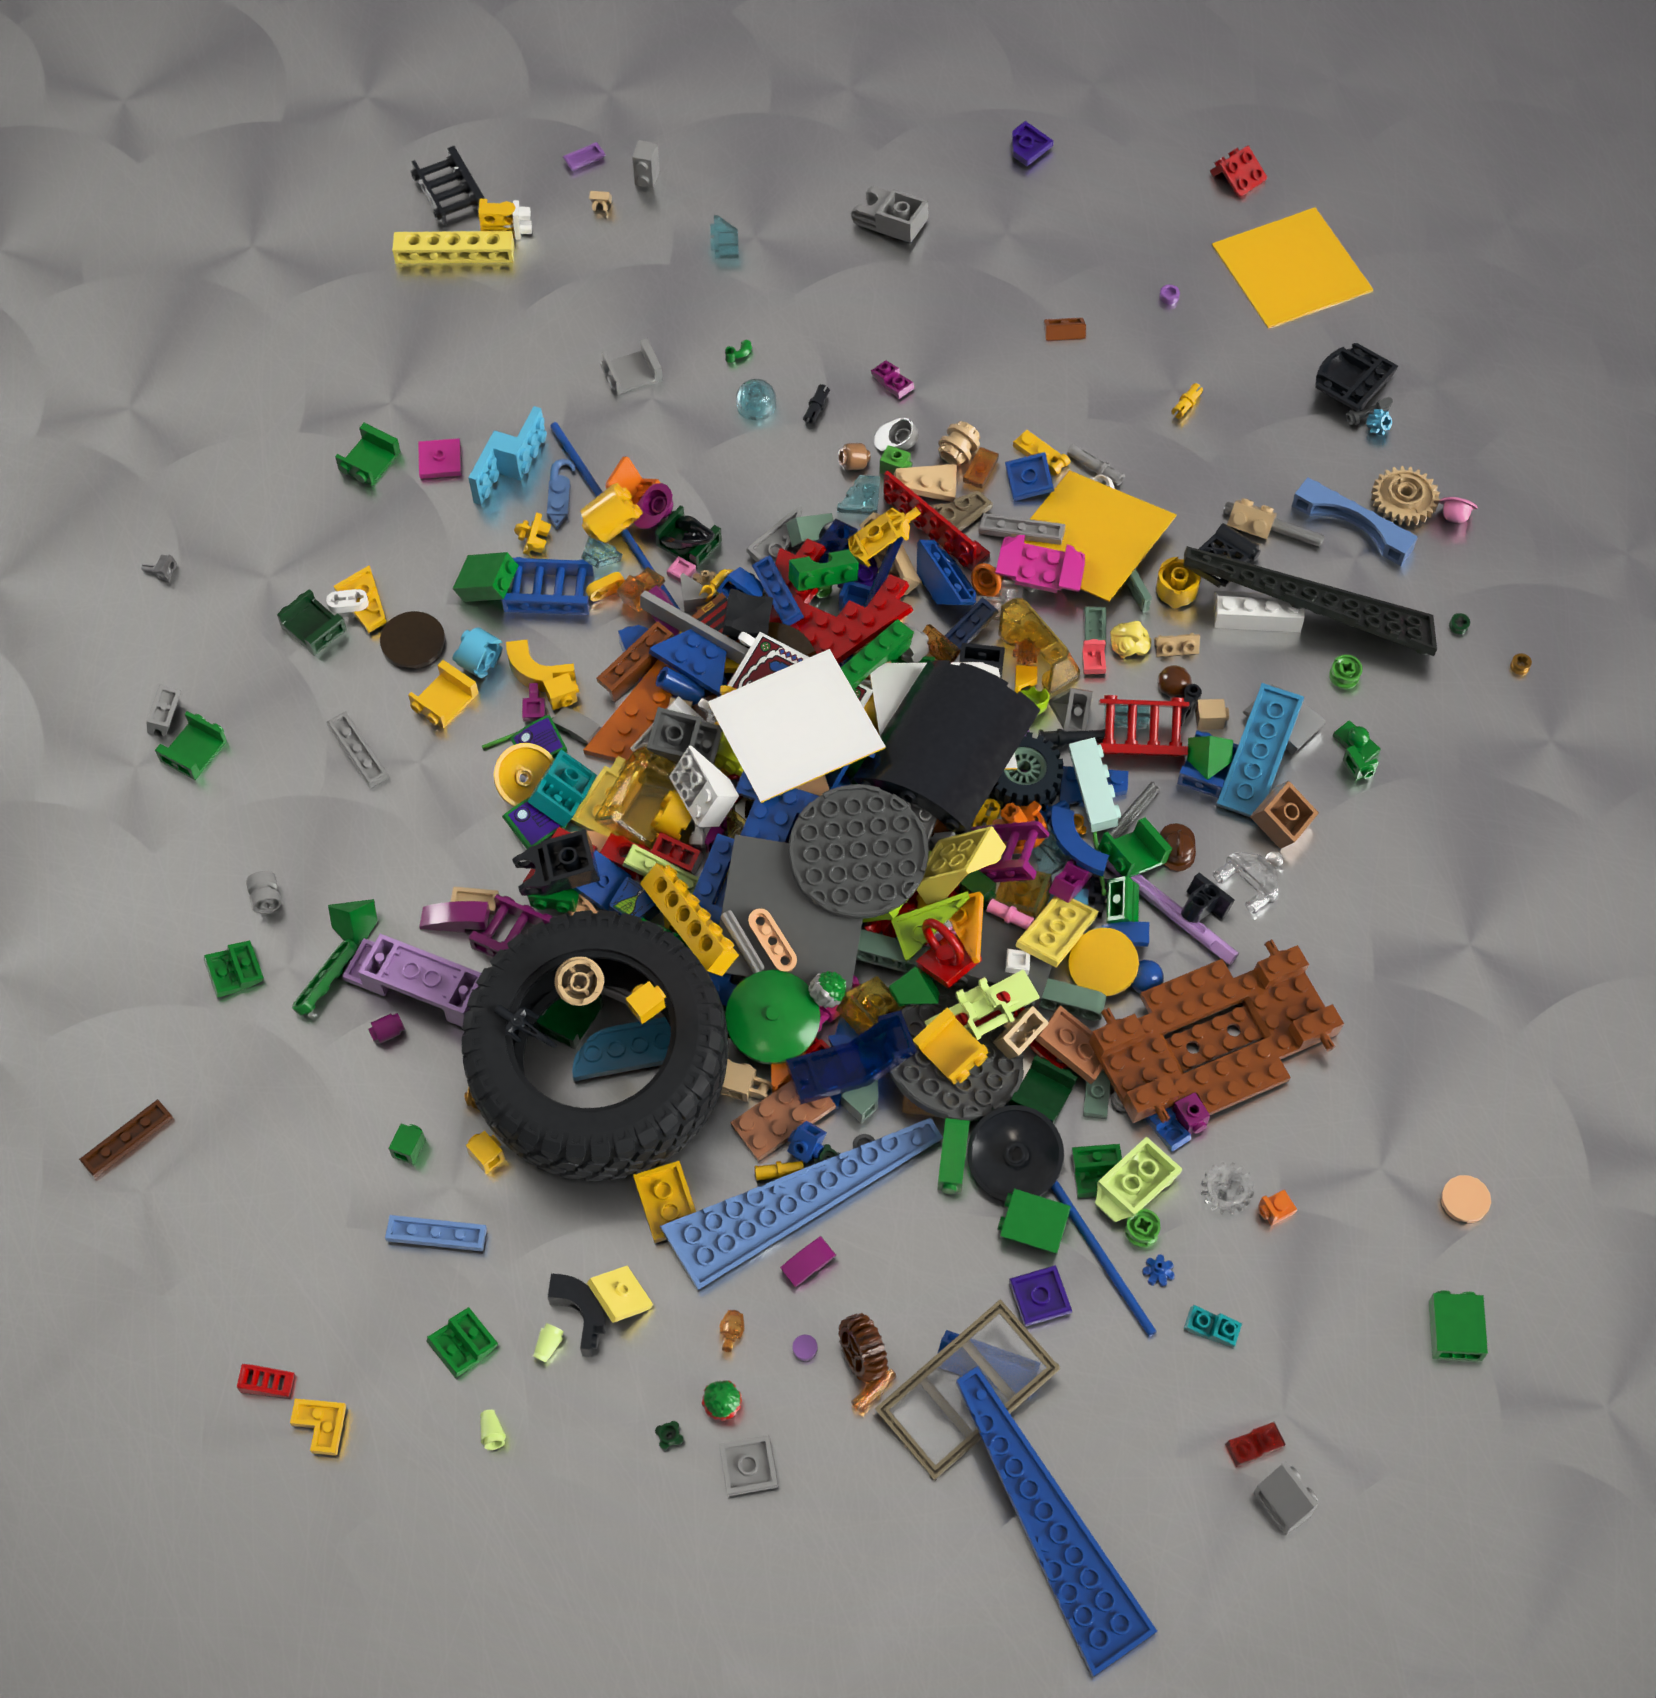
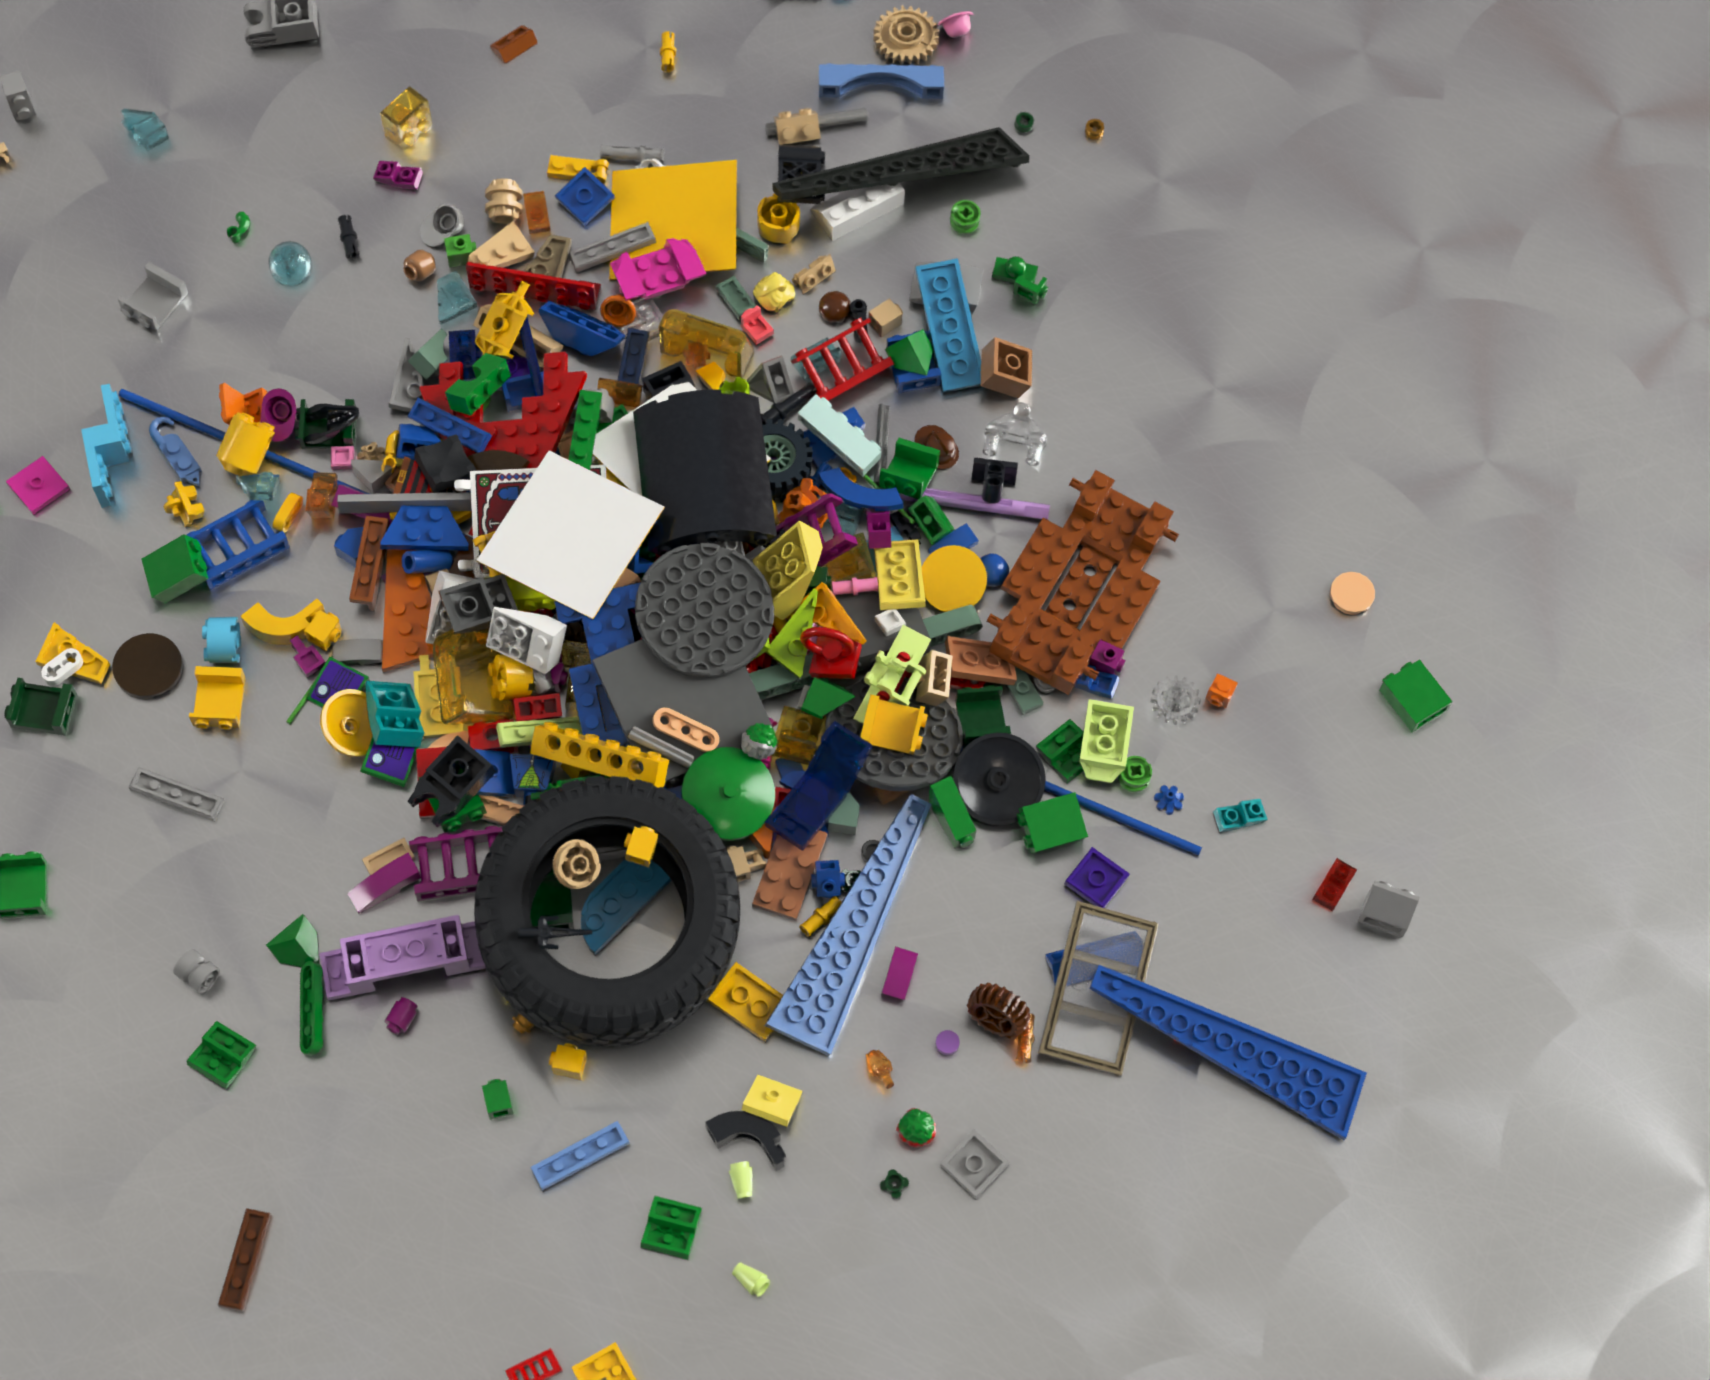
camera: 40 degrees left, 5 degrees up
(929, 337) = (406, 118): none -> clear yellow brick

